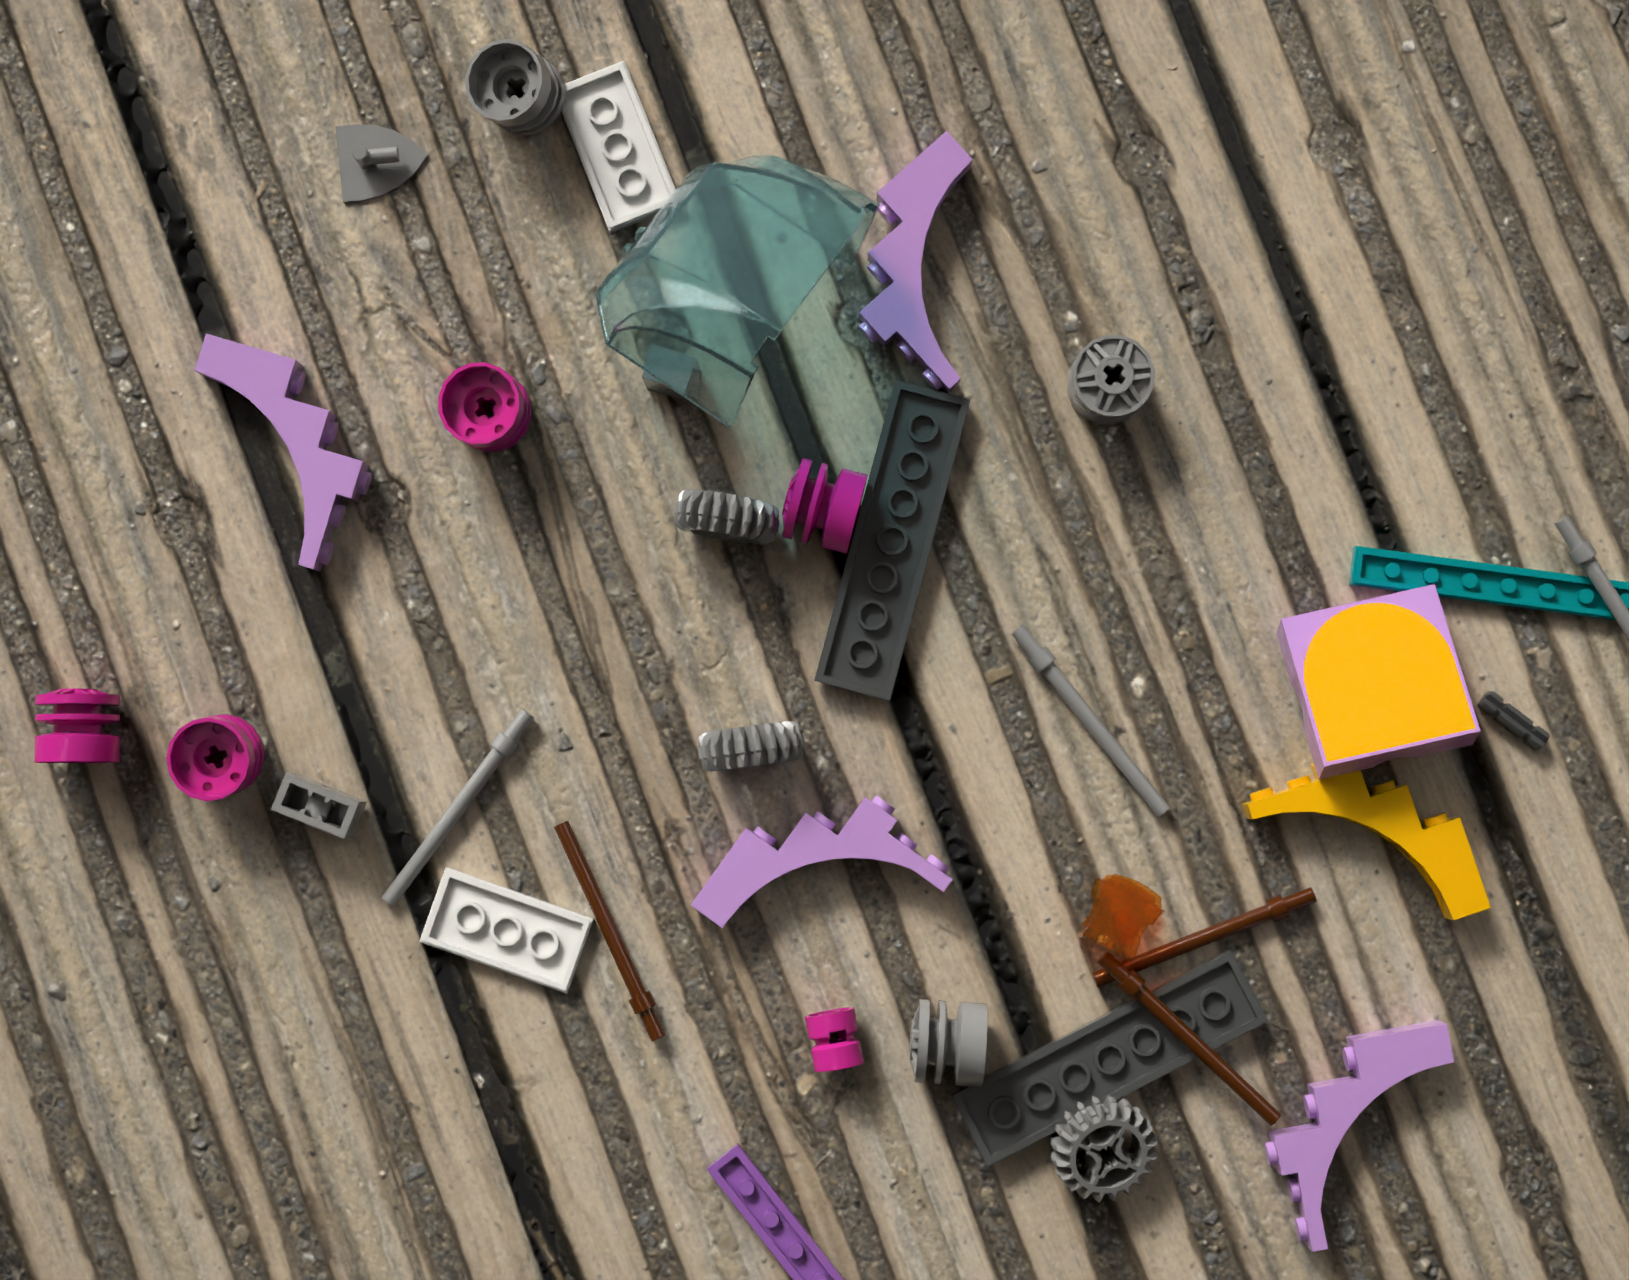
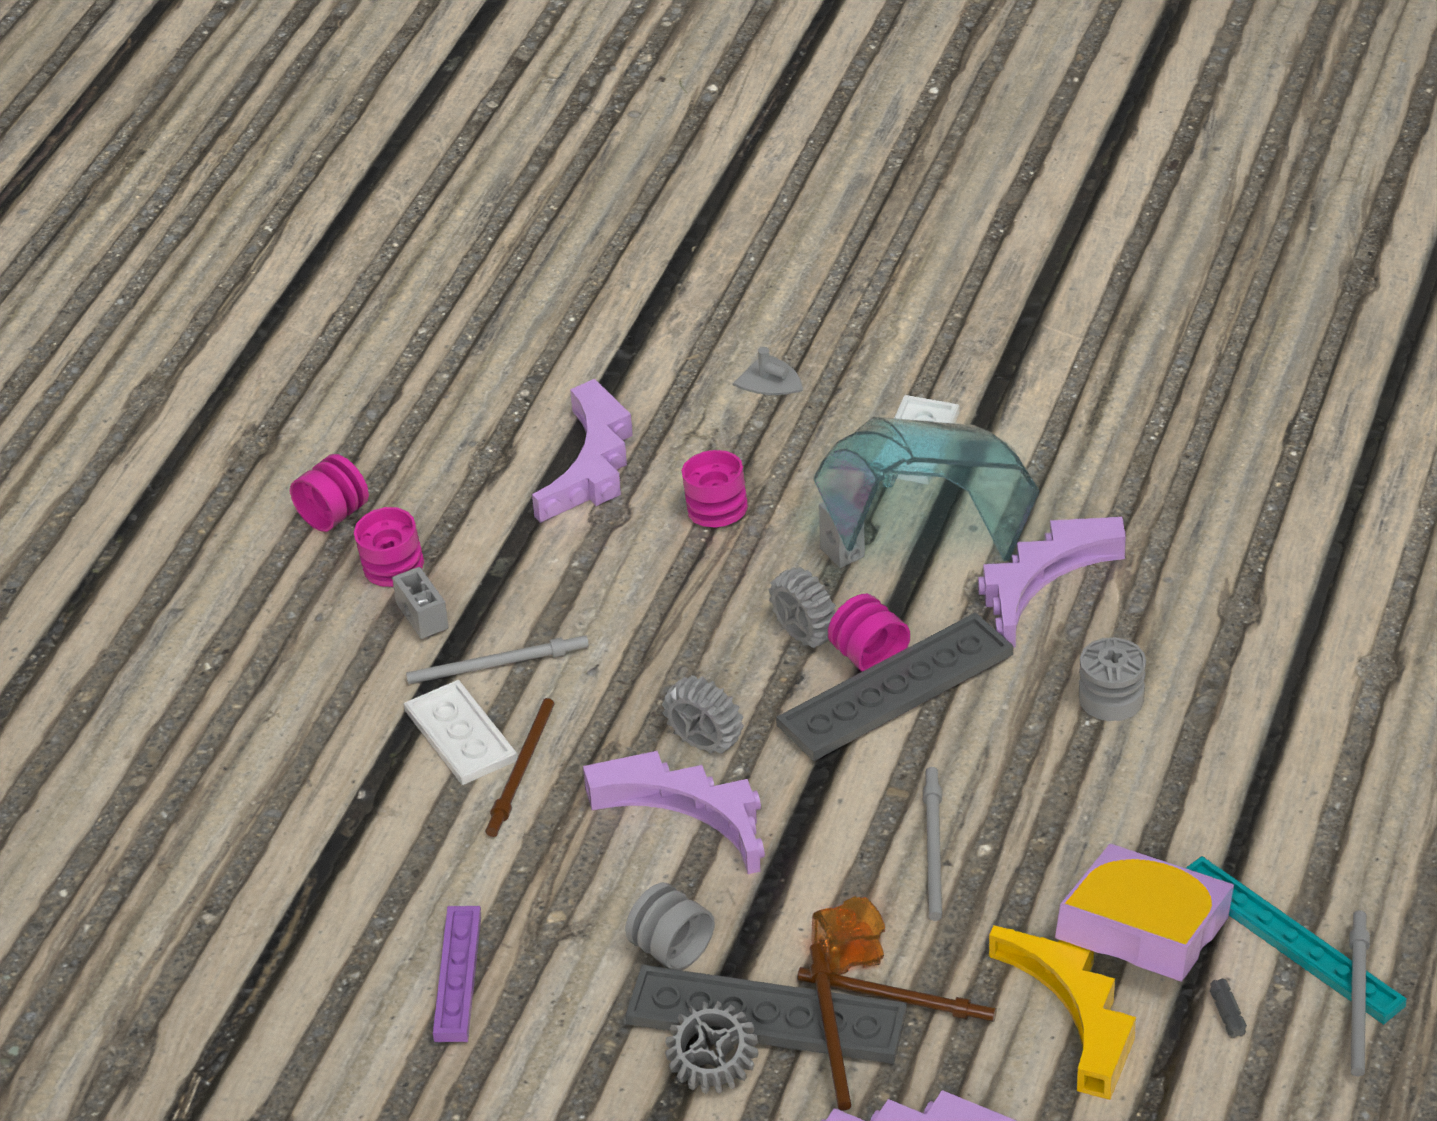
camera: 40 degrees right, 45 degrees down
(500, 74) = (881, 371): light grey wheel -> none
(835, 1053) = (598, 890): dark pink wheel -> none

